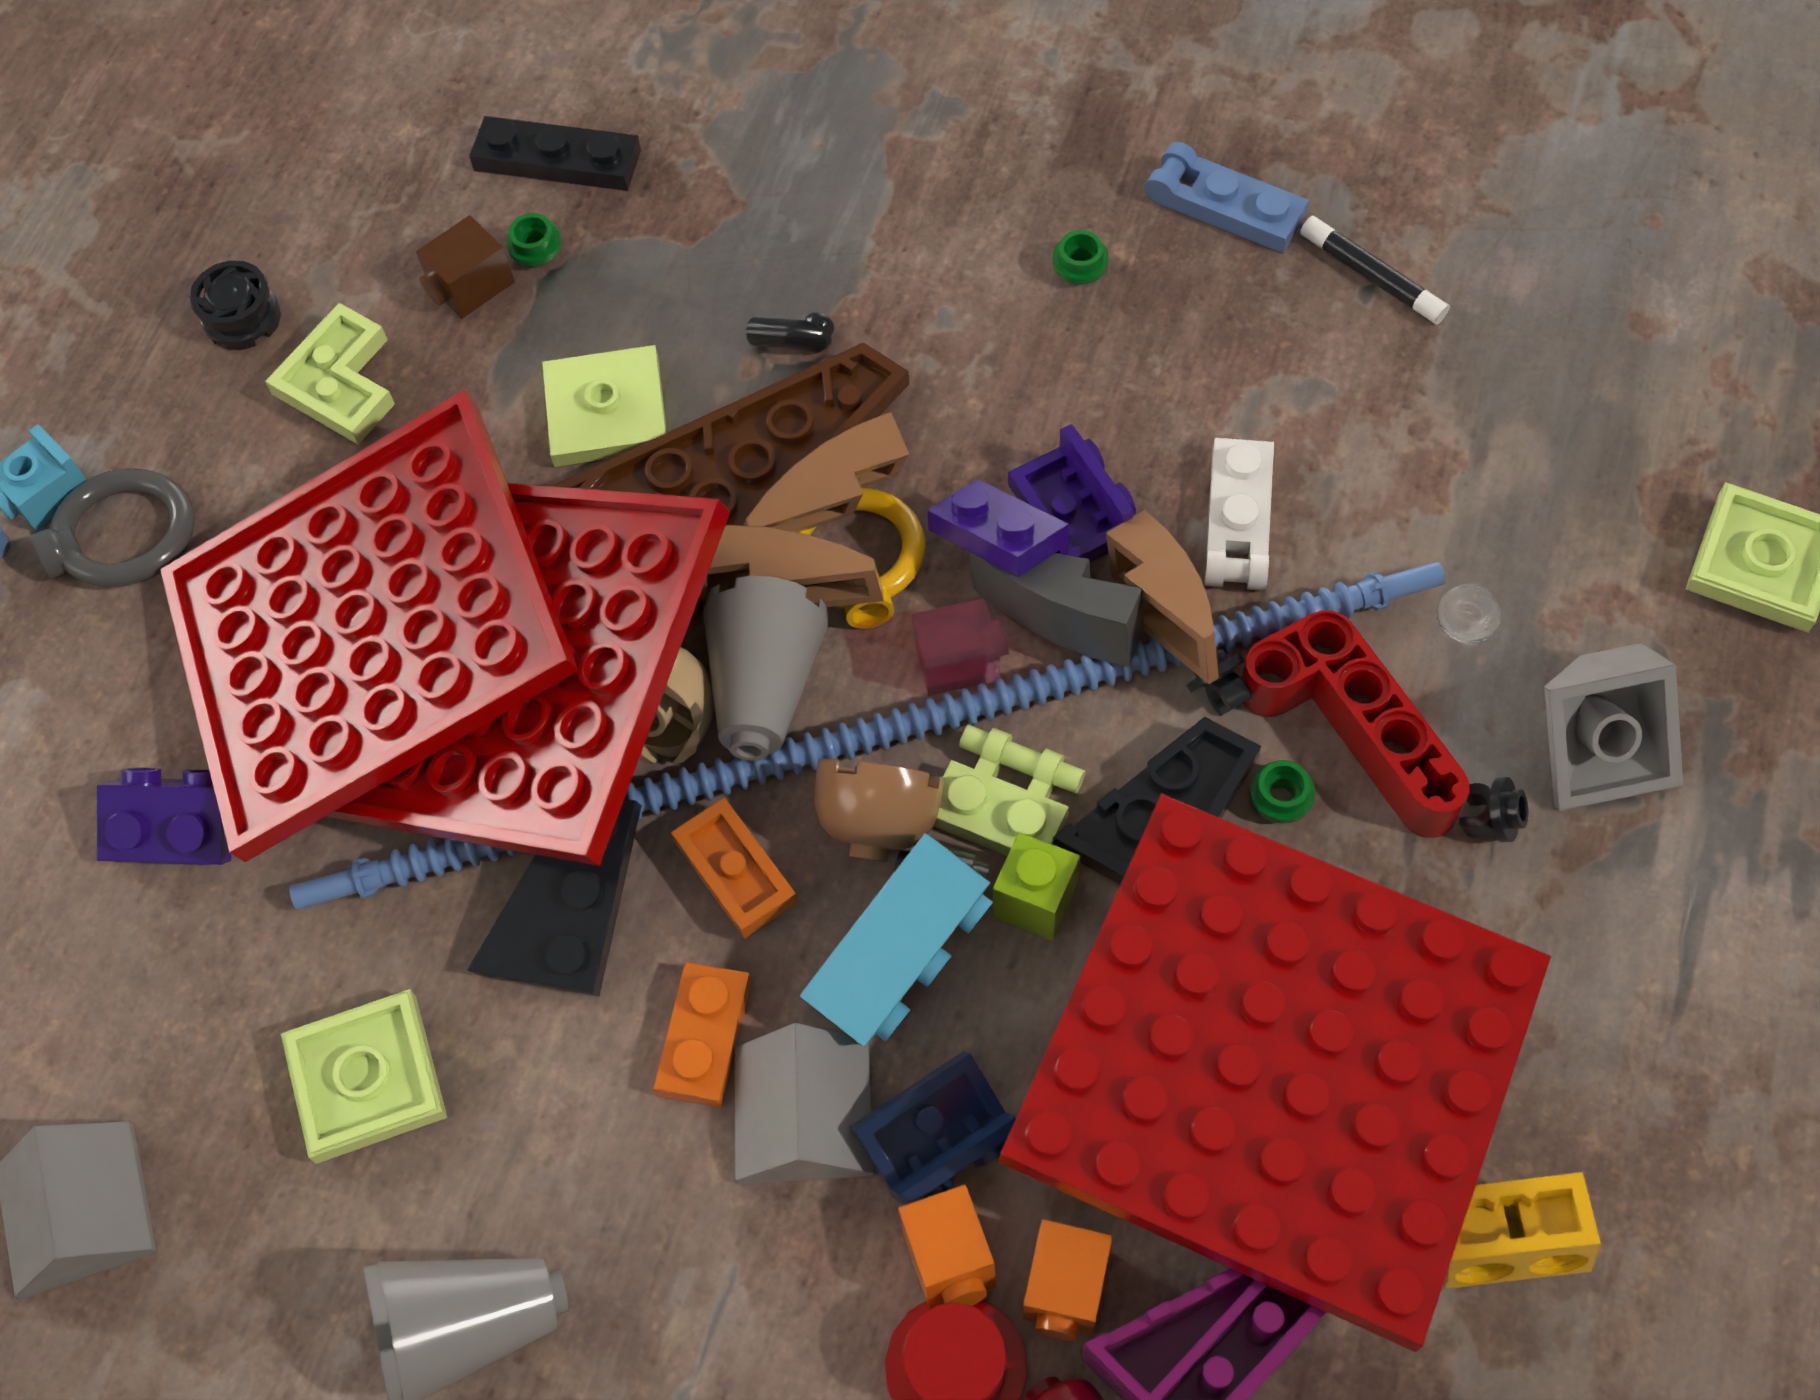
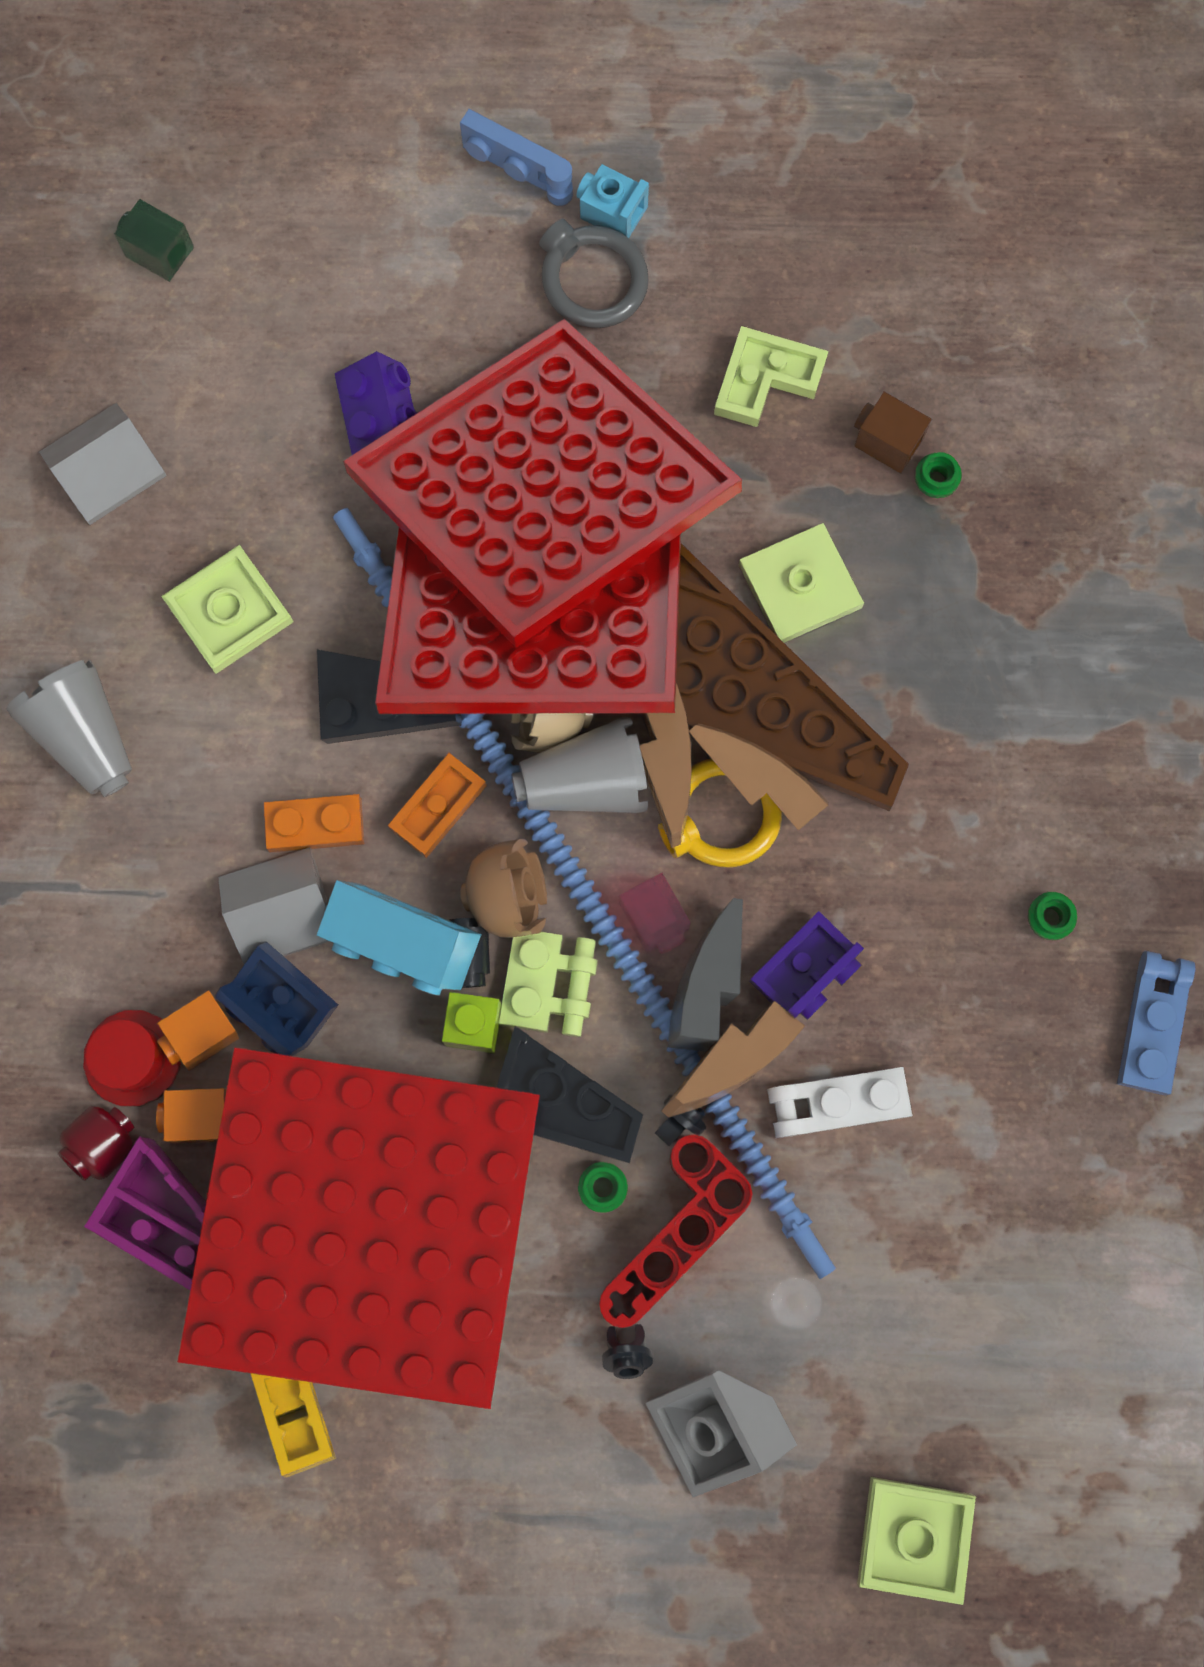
camera: 70 degrees right, 15 degrees up
(235, 304) = (808, 275): black wheel -> none
(555, 153) = (1033, 460): black plate -> none
(801, 335) = (904, 705): black arm -> none
(998, 527) = (753, 918): dark purple bracket -> none
(1374, 270) = (1118, 1165): black bar -> none

